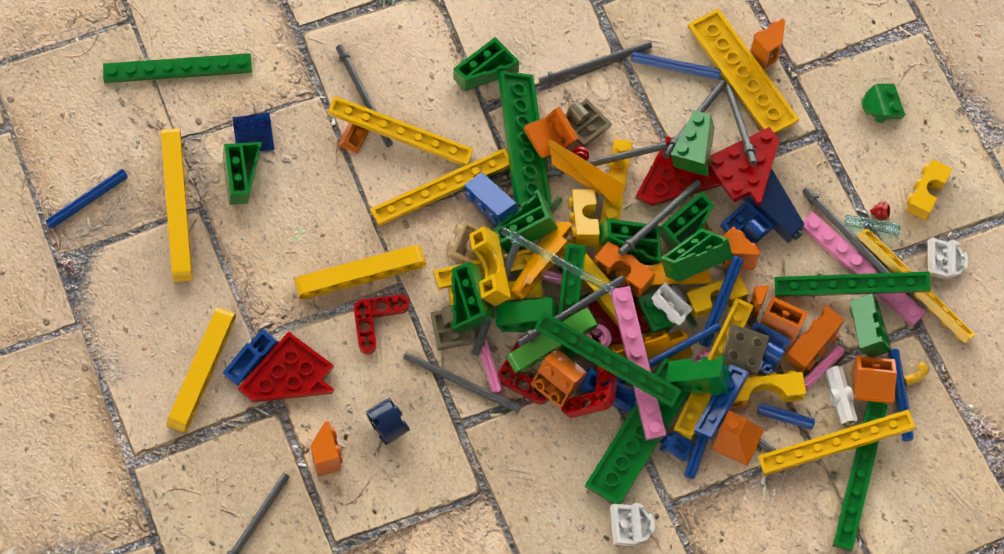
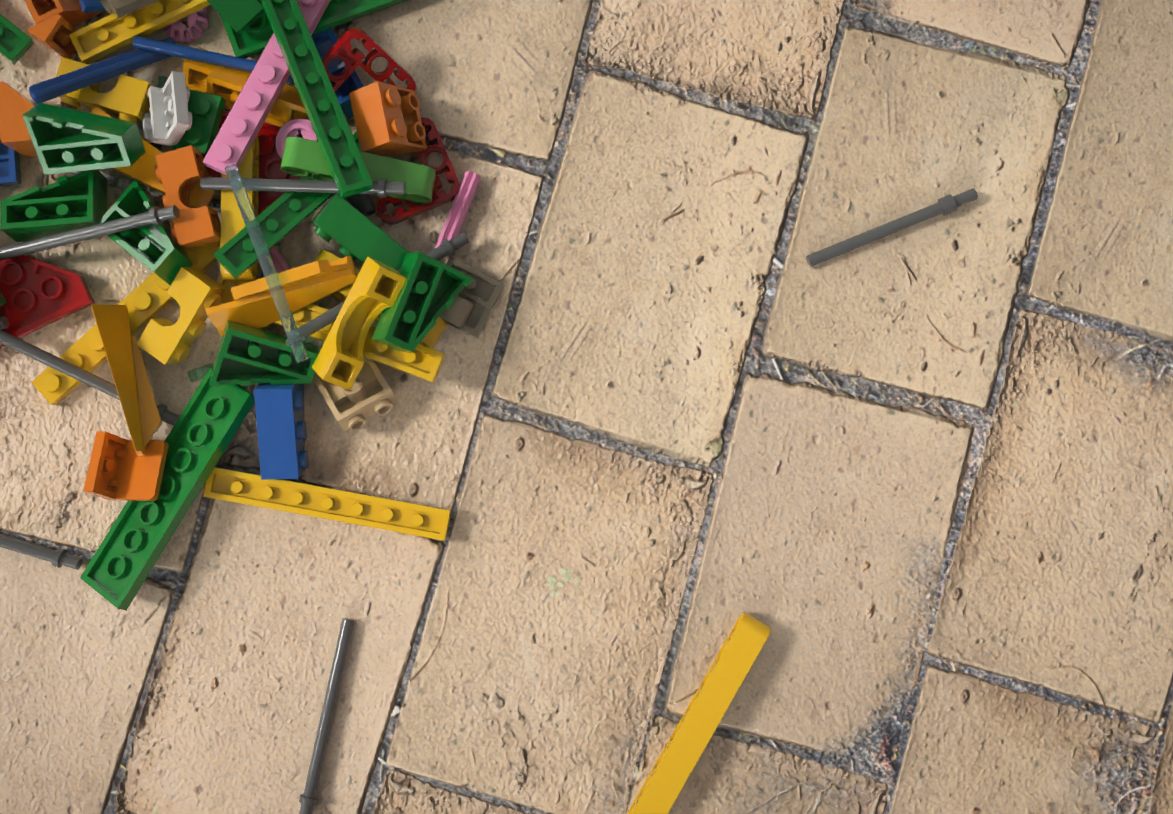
camera: 140 degrees left, 20 degrees up
(201, 370) = (817, 476): yellow beam -> none
(240, 167) = (573, 724): green wedge -> none
(250, 356) = (743, 447): blue slope -> none
(254, 129) = (515, 771): clear blue hinge -> none
(288, 372) = (712, 391): red wing -> none
(324, 452) = (748, 242): orange slope -> none
(353, 138) = (379, 671): orange slope -> none
(359, 272) = (523, 461): yellow beam -> none
(372, 312) = (546, 396): red beam -> none
(387, 421) = (641, 227): dark blue brick -> none
(400, 131) = (321, 624): yellow plate -> none
(485, 65) = (130, 635): green wedge -> none
(506, 403) = (473, 152): dark grey bar -> none
(581, 152) = (112, 415): red plate -> none
(587, 121) = (64, 453): dark tan plate -> none

